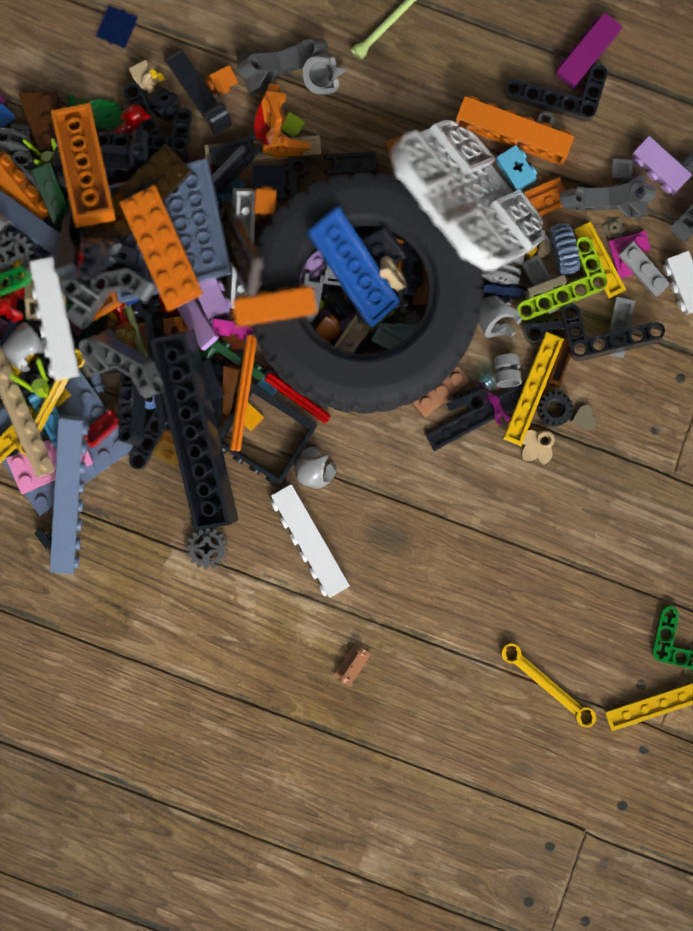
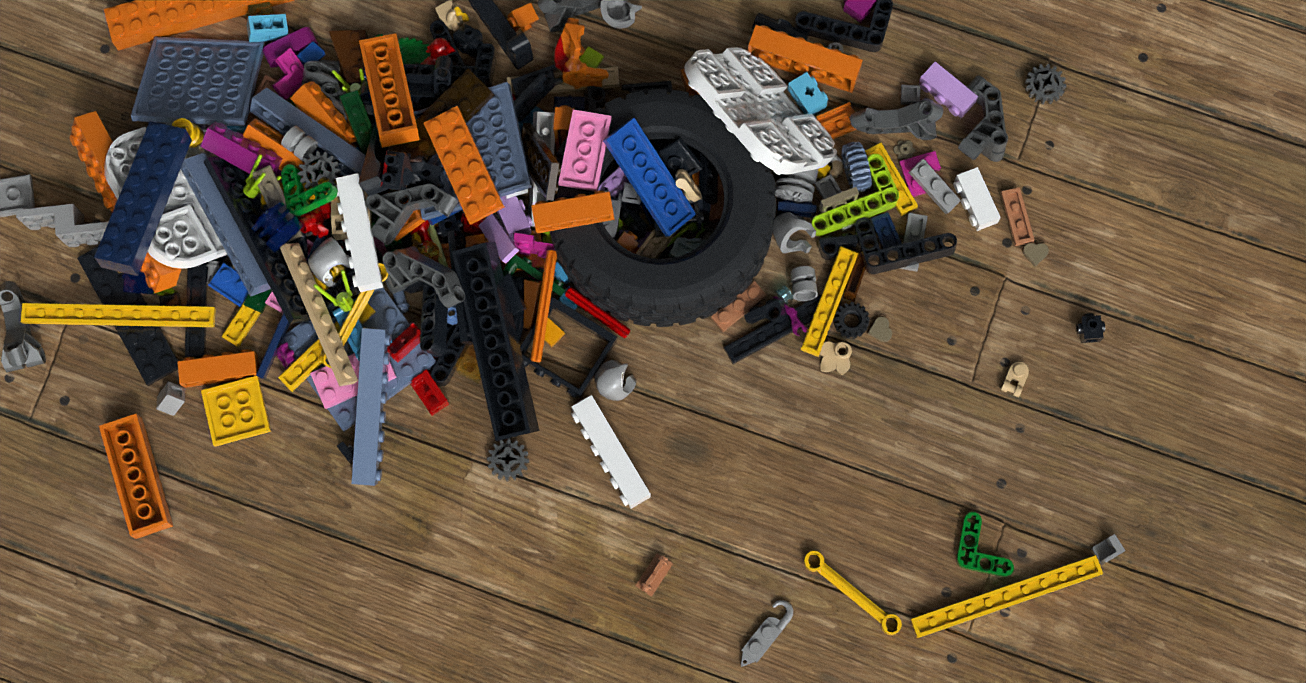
camera: 10 degrees right, 10 degrees down
(127, 478) = (429, 392): none -> red hinge
(259, 357) = (560, 274): none -> dark azure plate
(287, 240) = (584, 150): none -> bright pink plate
(462, 725) = (766, 635): none -> light grey plate
(488, 94) = (779, 25): none -> black piece
(592, 317) = (885, 231): none -> dark blue plate

